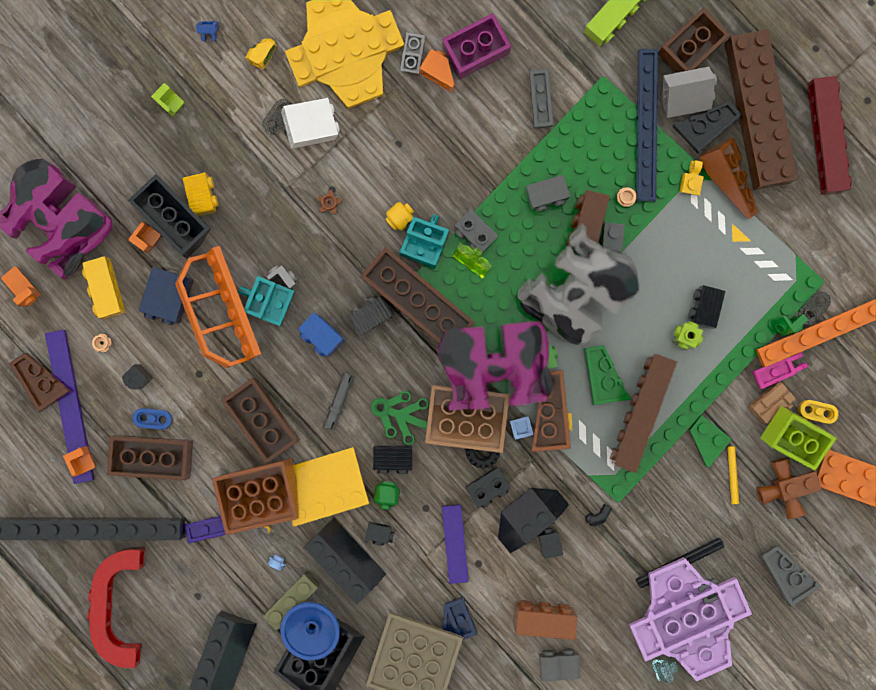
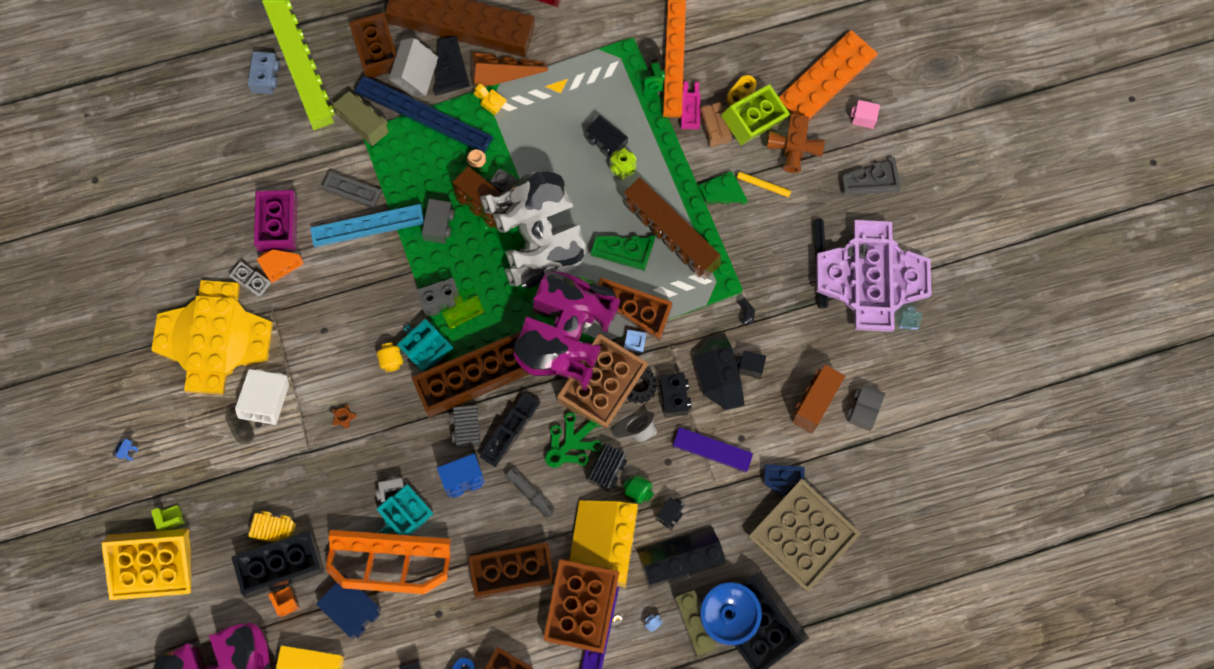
camera: 60 degrees left, 15 degrees down
(122, 104) = (148, 564): none -> yellow slope
(261, 53) = (174, 412): yellow rock -> none
(386, 355) = (509, 430): none -> black slope
(441, 466) = (637, 427): none -> light grey piece
(513, 131) = (367, 225): none -> dark azure plate
(614, 69) = (361, 118): none -> olive brick
(852, 540) = (865, 114): none -> bright pink brick

